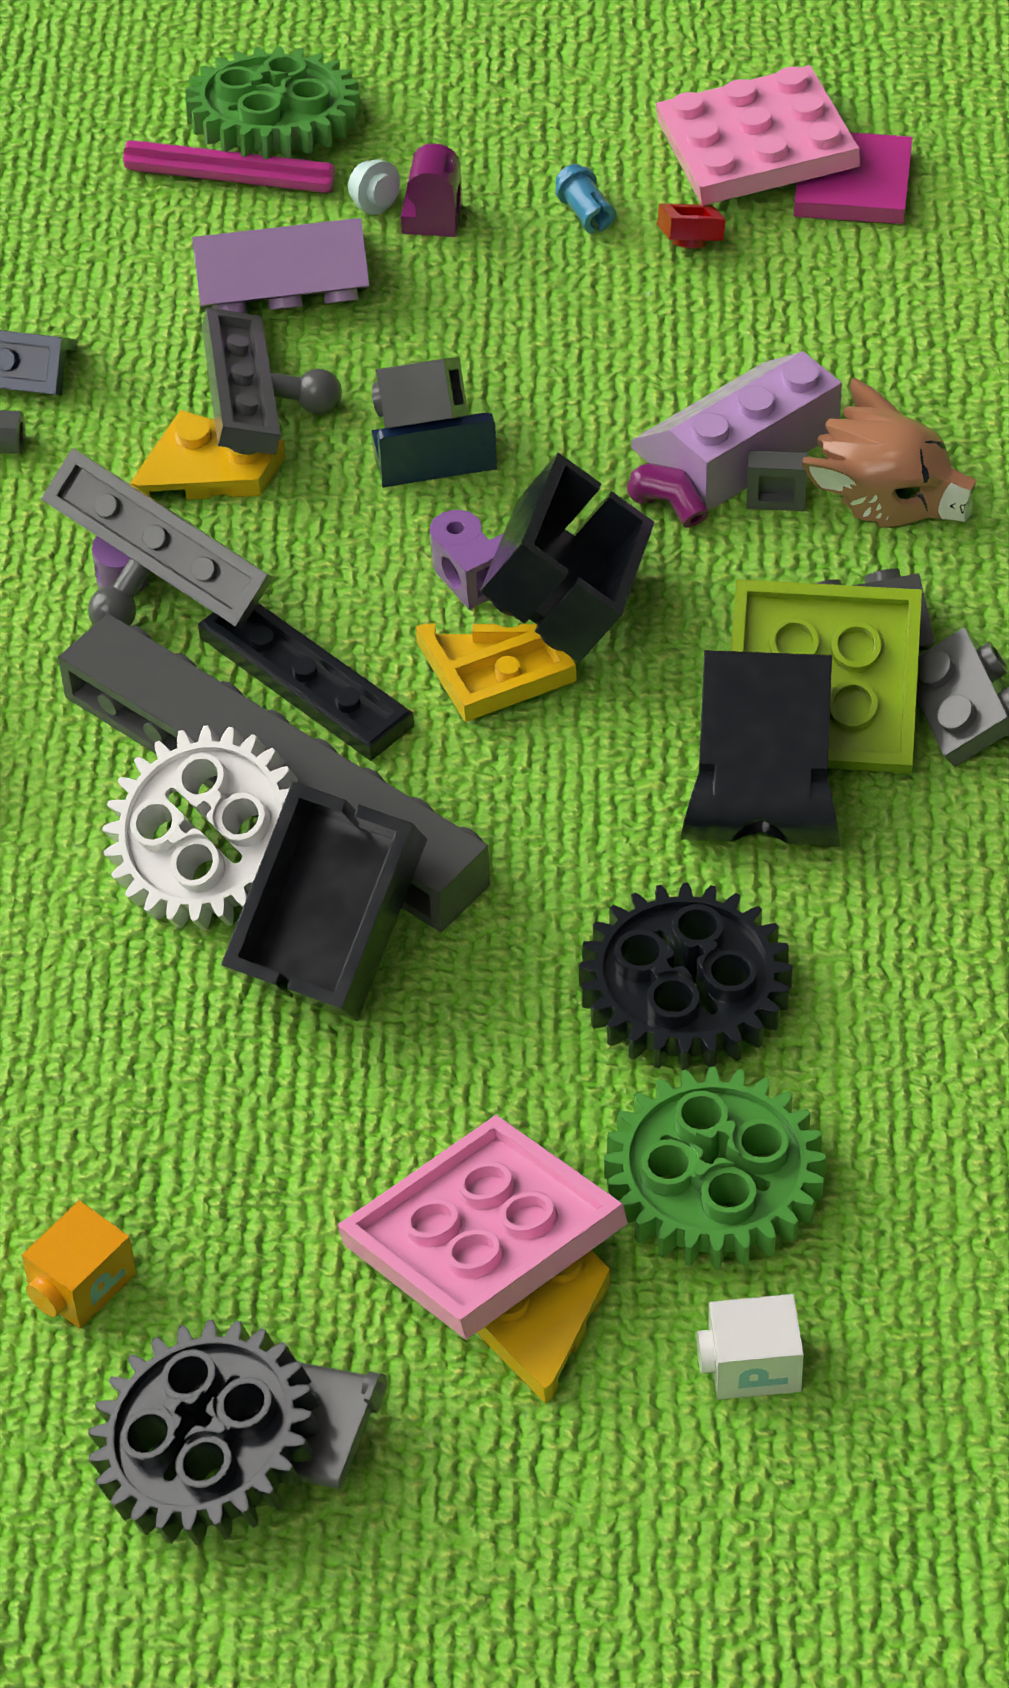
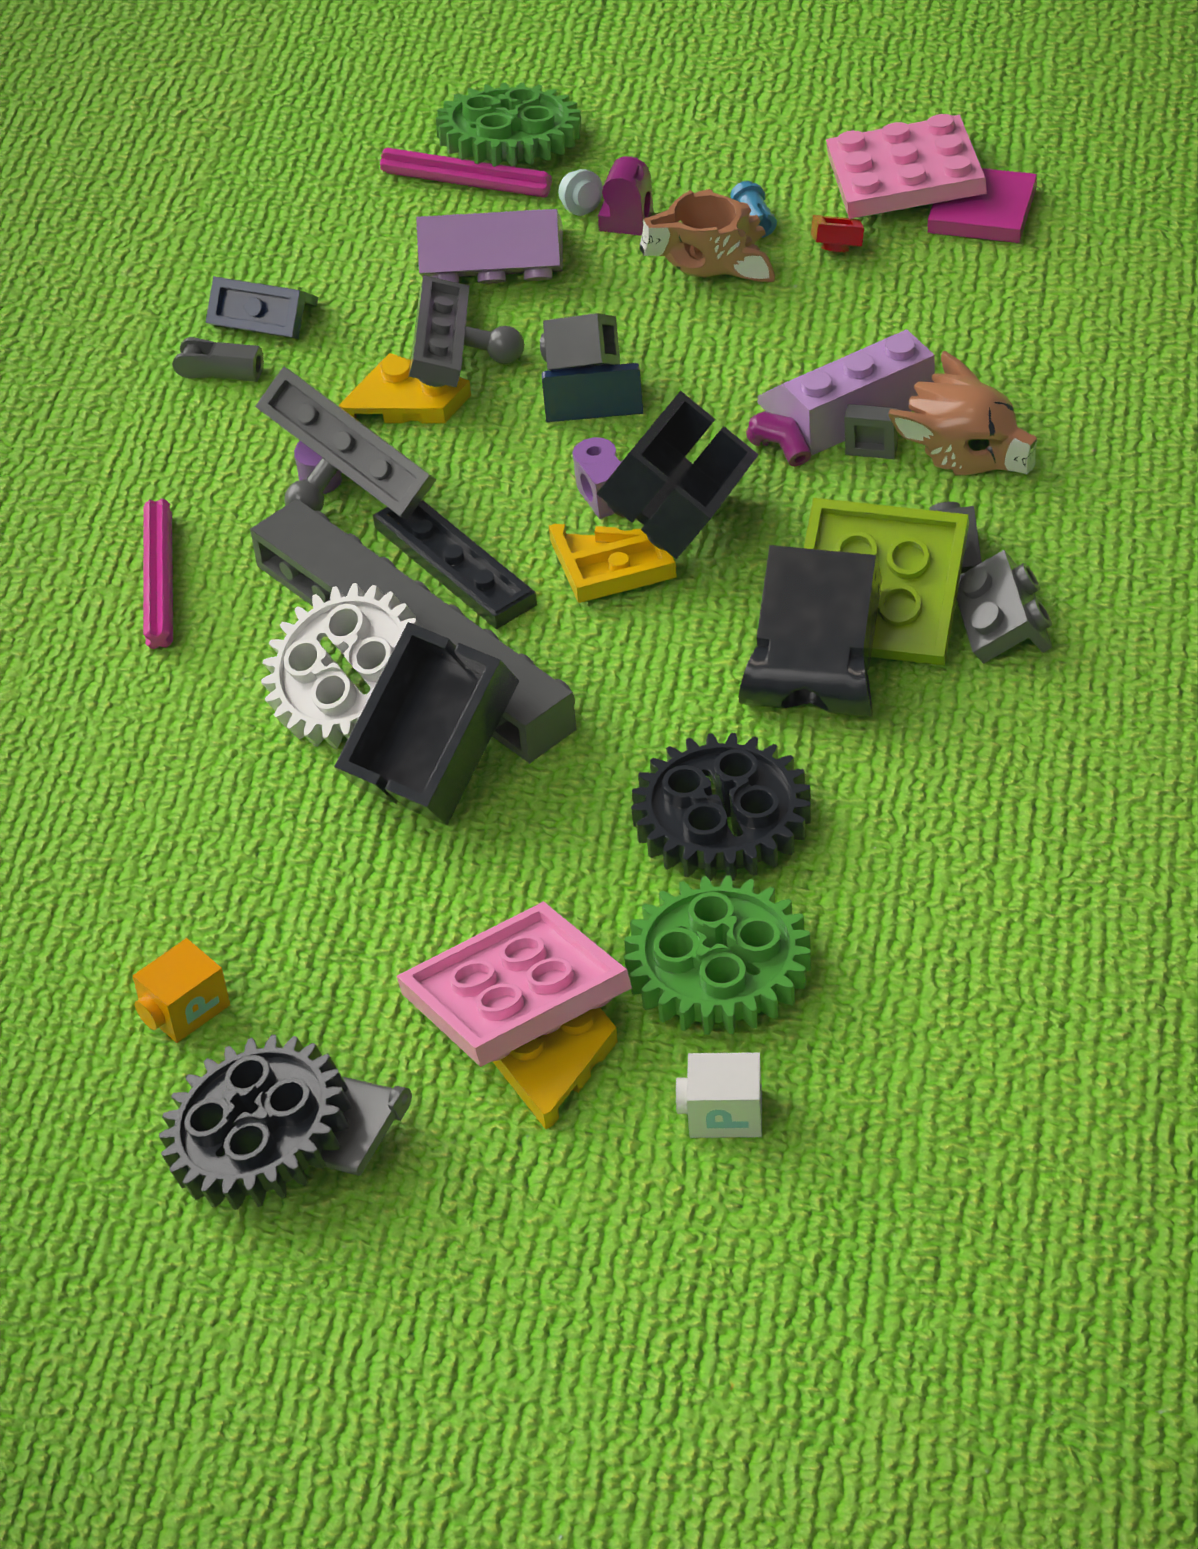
camera: 10 degrees right, 5 degrees down
(545, 242) = (712, 238): none -> nougat piece

